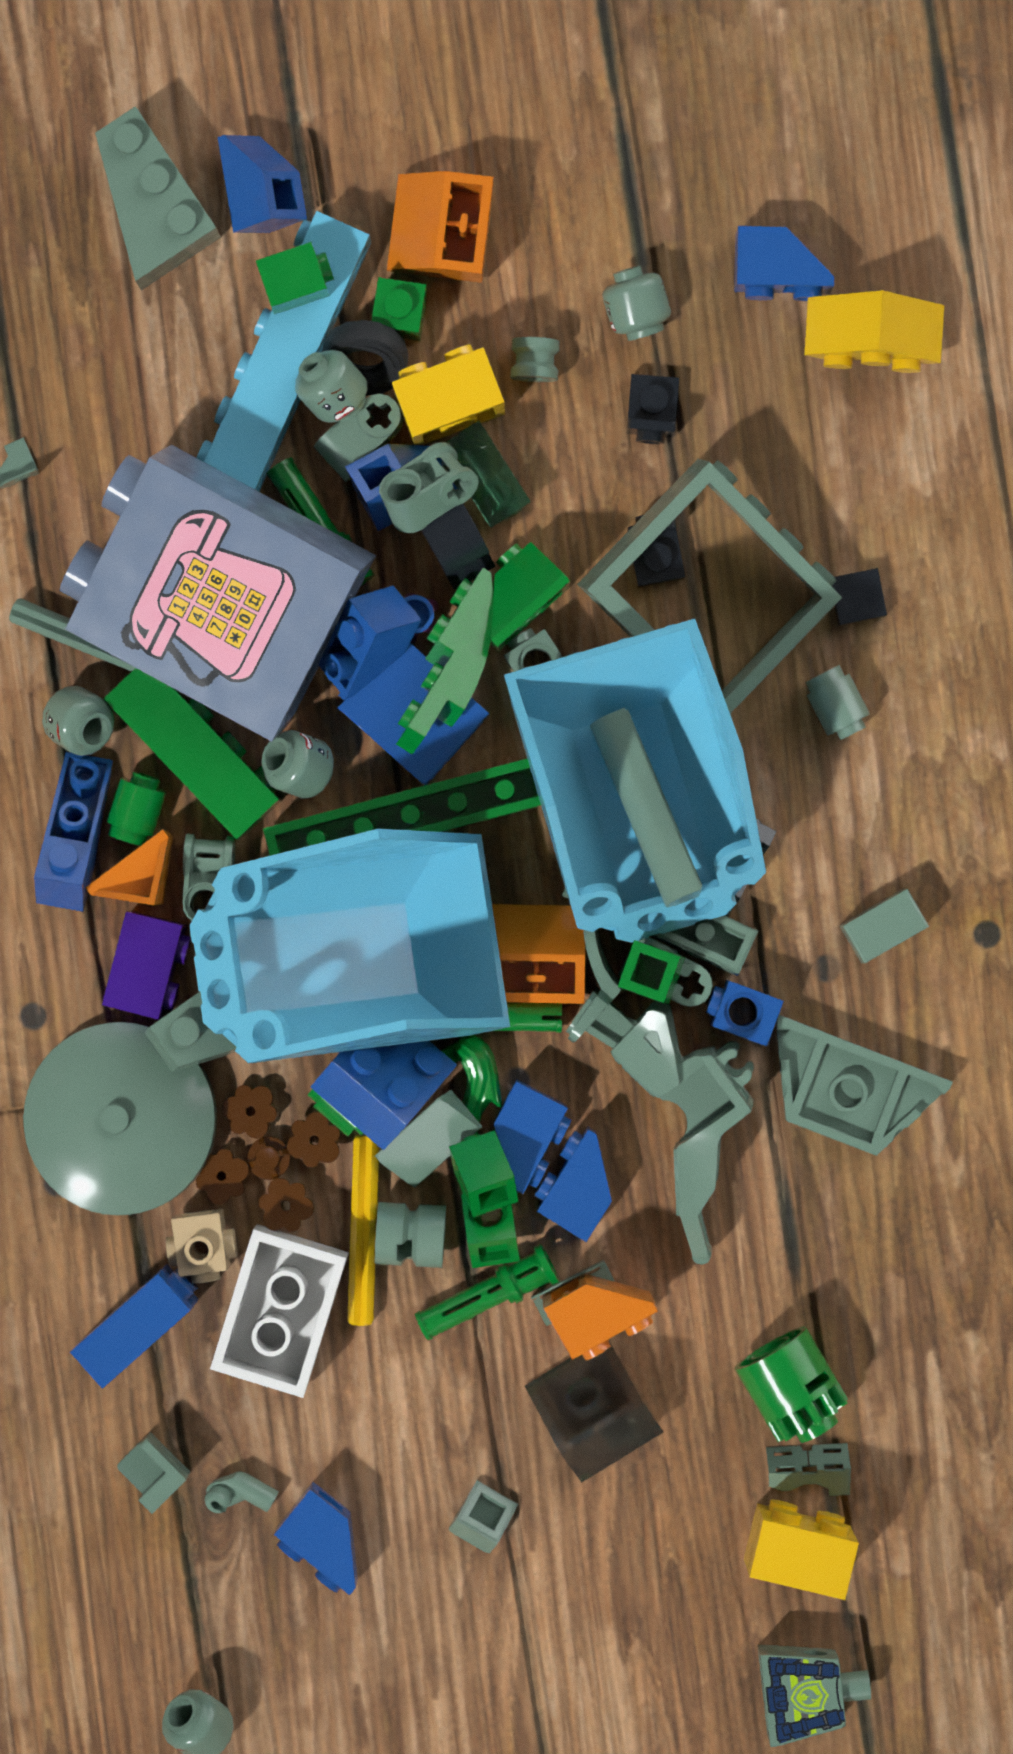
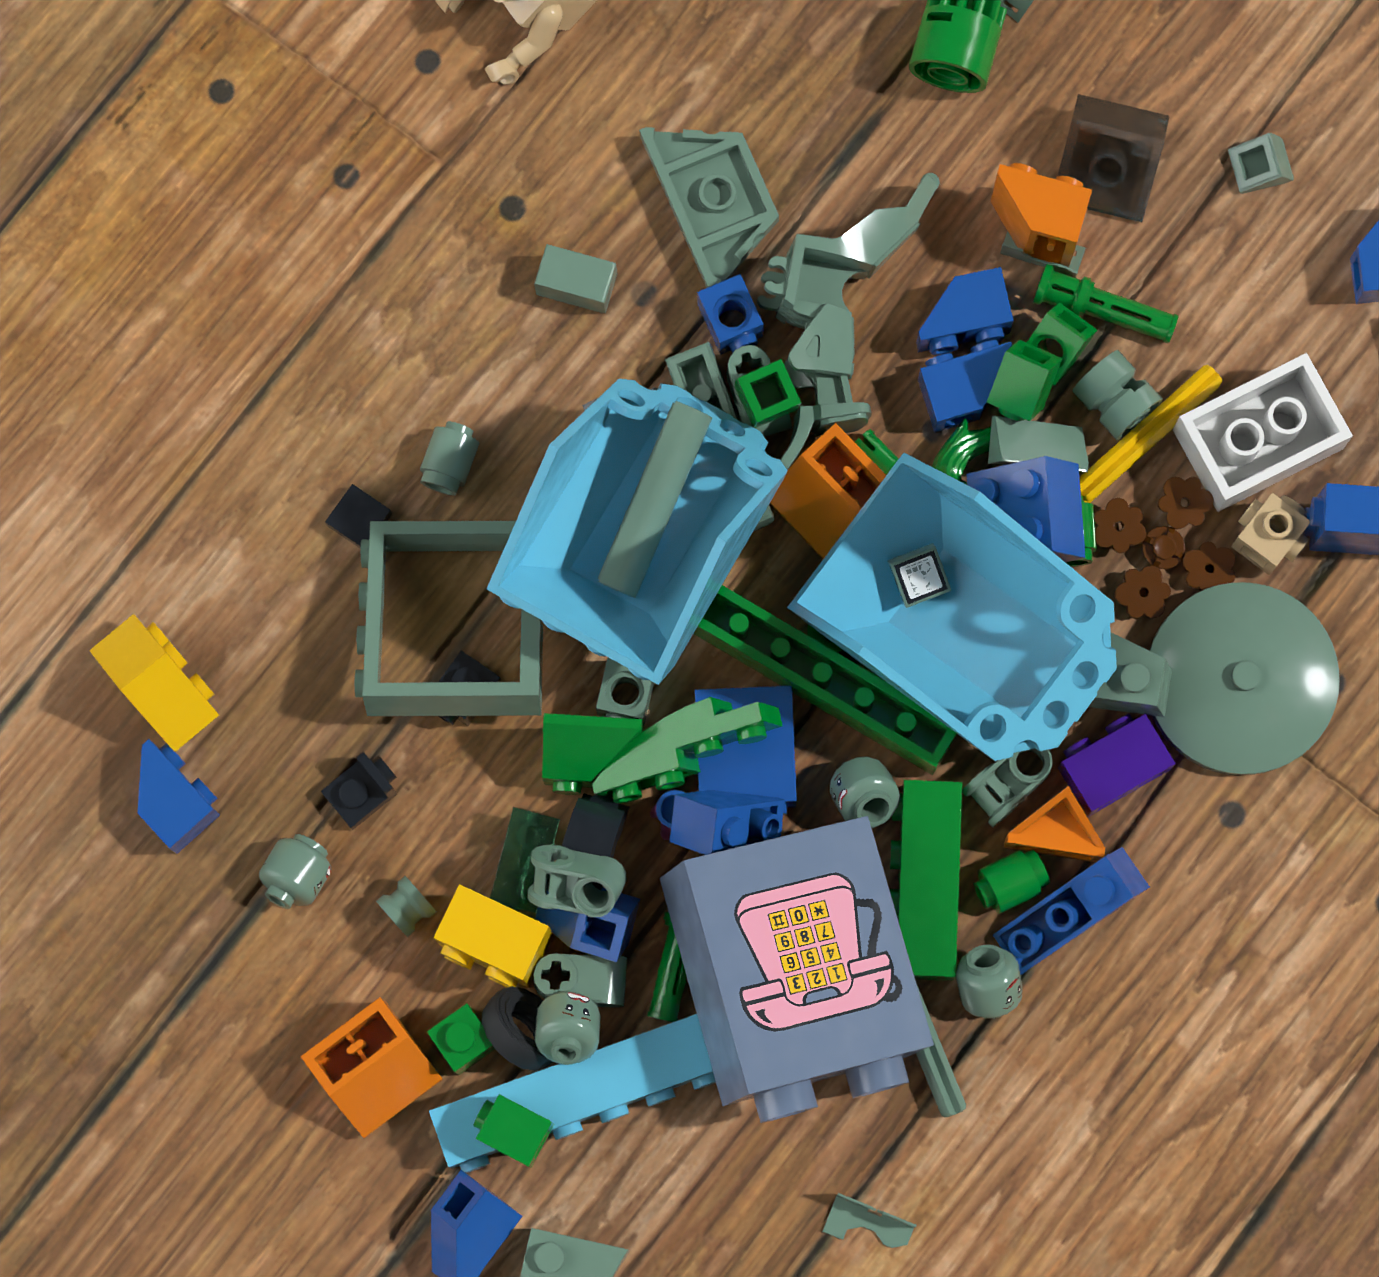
camera: 130 degrees left, 10 degrees down
(412, 953) = (919, 575): none -> tile

